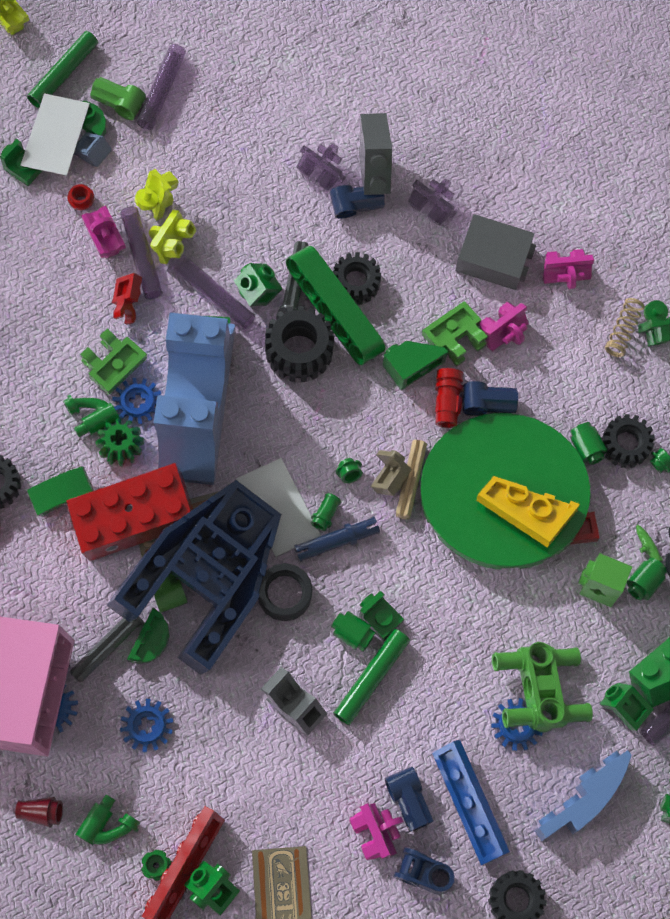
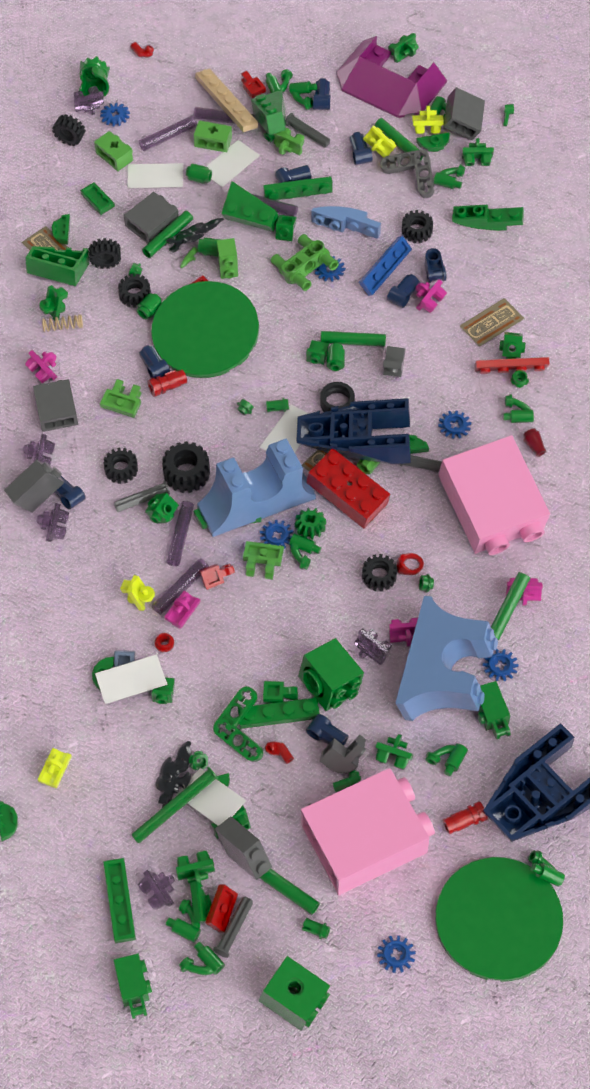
camera: 115 degrees left, 10 degrees down
(56, 490) = (363, 536): green slope -> none
(63, 68) = (77, 709): green piece -> none
(124, 100) = (78, 659): bright green piece -> none
(161, 87) = (52, 645): clear purple piece -> none
(168, 237) = (152, 572): neon yellow hips -> none
(335, 304) = (147, 462): green beam -> none
(348, 535) = (283, 388): dark blue pin -> none
(393, 473) = (234, 384): dark tan bracket -> none
(410, 484) = (228, 377): tan axle -> none
(412, 361) = (158, 409): green slope -> none
(507, 328) = (94, 375): dark pink hips -> none
(532, 513) = (213, 305): yellow wing -> none

